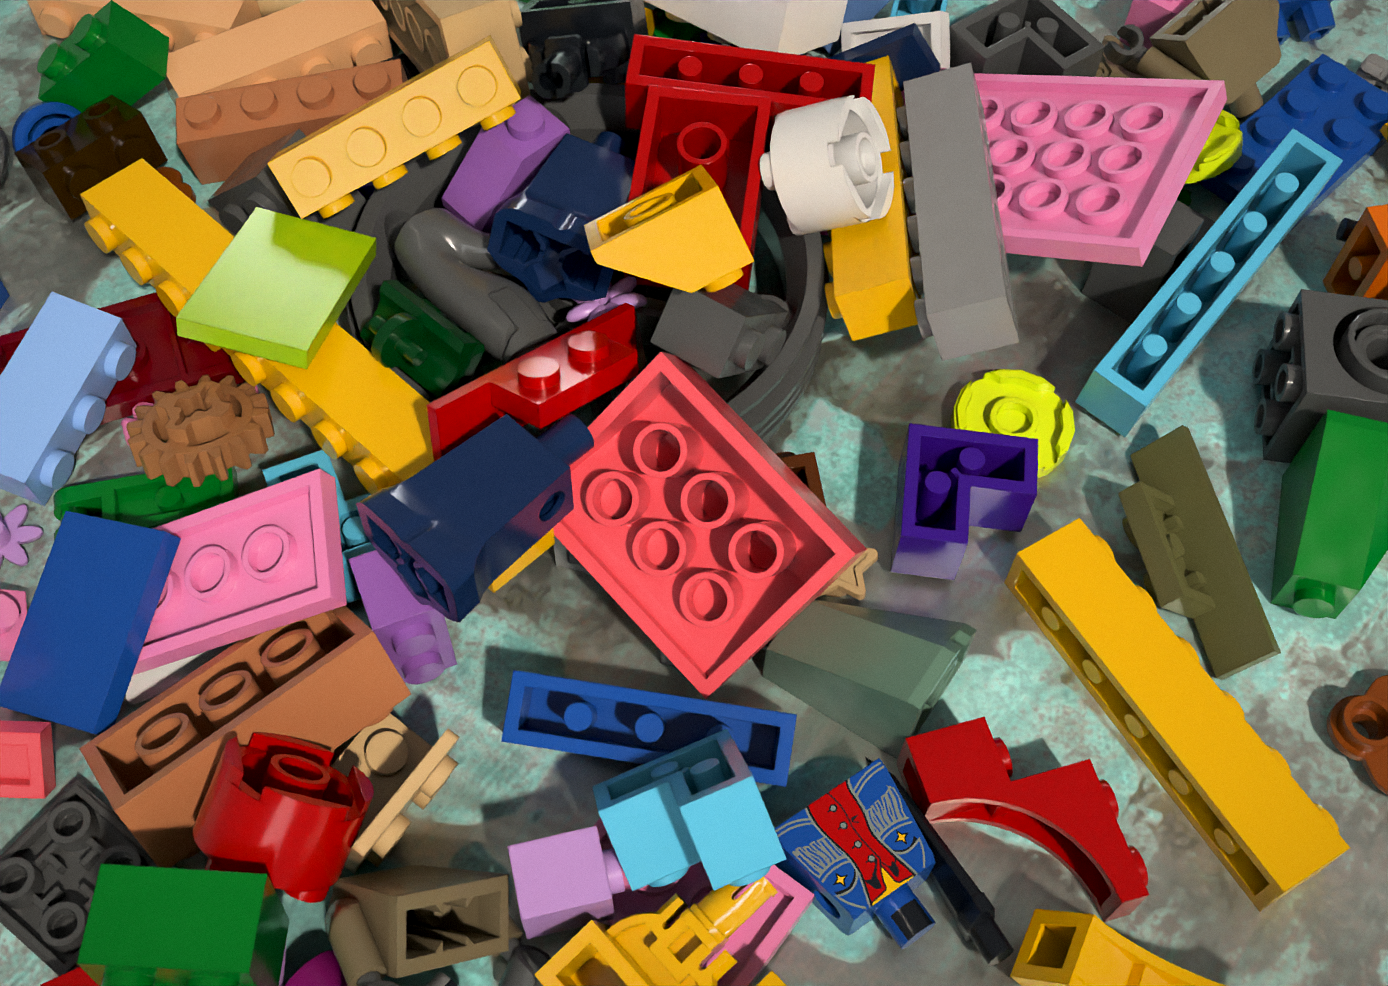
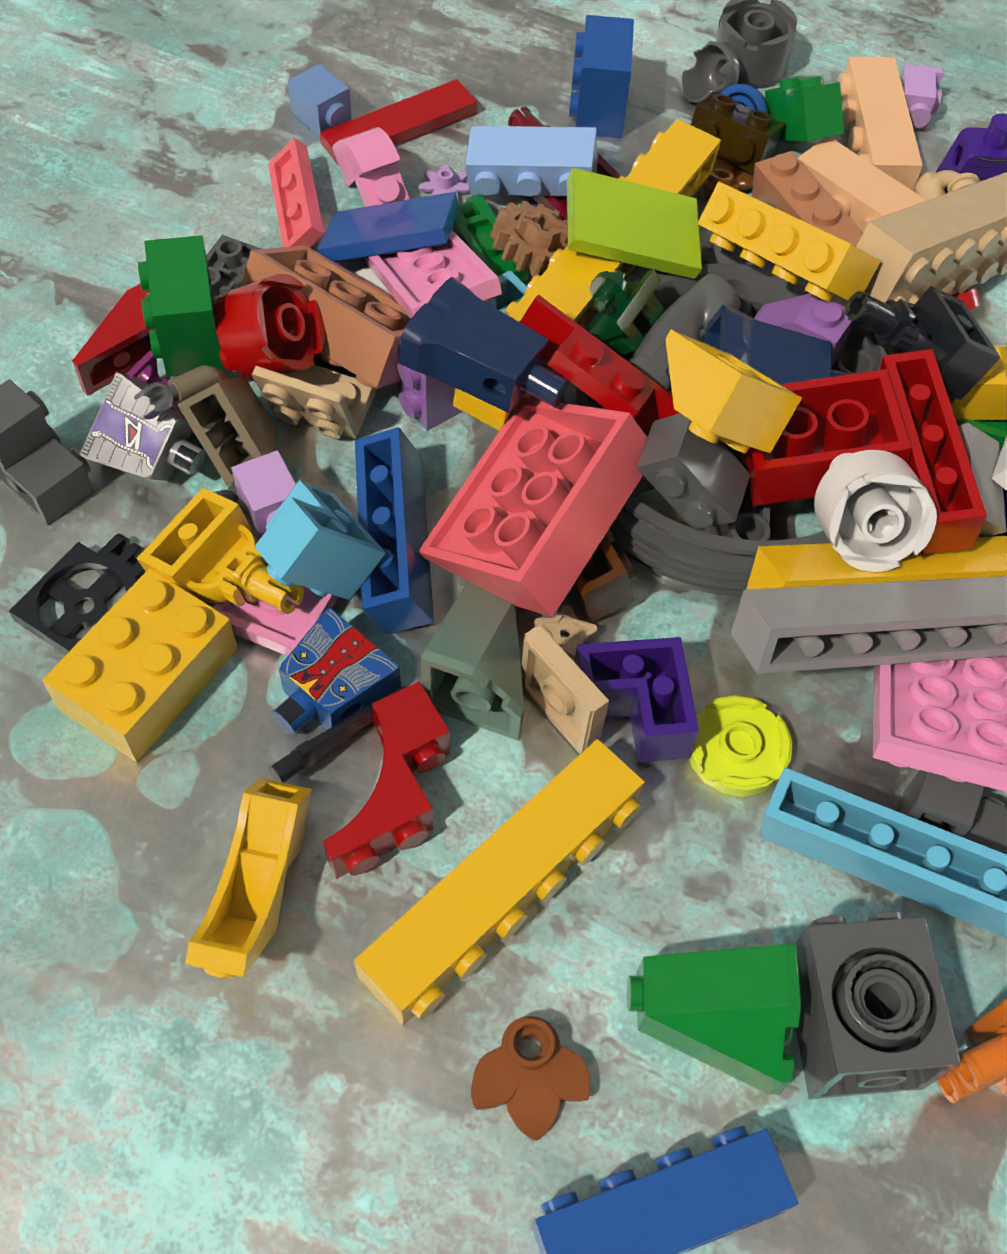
camera: 75 degrees right, 0 degrees up
(953, 569) = (562, 690): none -> tan tile
(1193, 554) = (651, 880): olive bracket -> none

